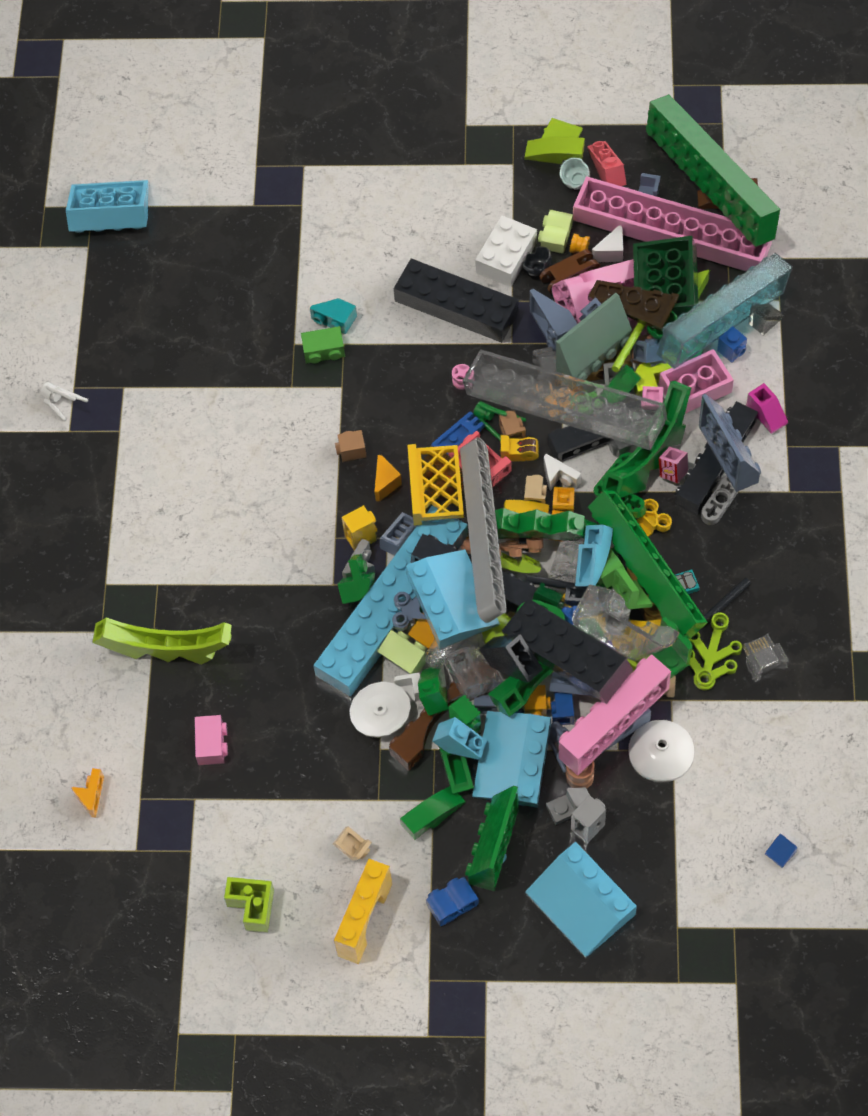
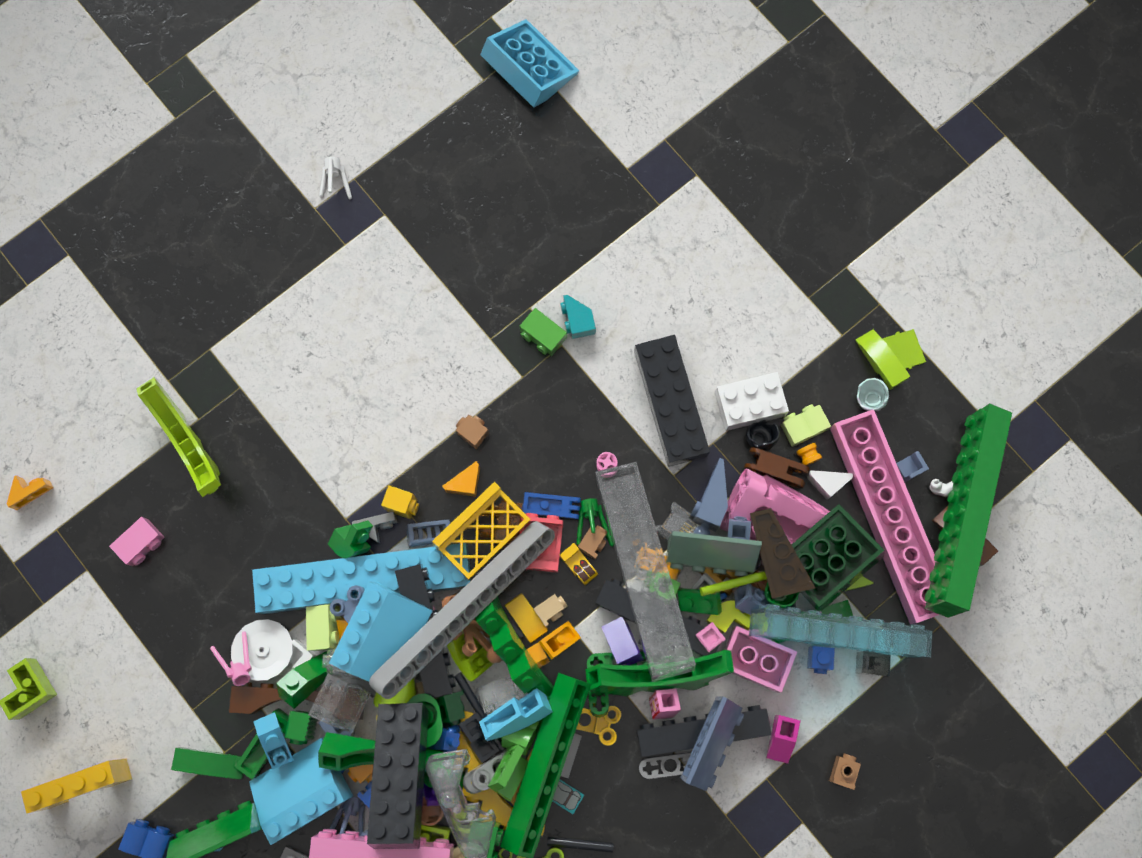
camera: 45 degrees right, 15 degrees up
(352, 844) = (135, 725): tan bracket -> none
(385, 729) = (237, 672): none -> bright pink plant
(512, 657) = (364, 730): black slope -> none
(557, 471) = (582, 609): white slope -> none
(602, 457) = (622, 642): none -> hinge
(607, 163) = (906, 412): coral slope -> none
(681, 185) = (941, 488): none -> white arm
(829, 394) = (838, 775): none -> medium nougat brick

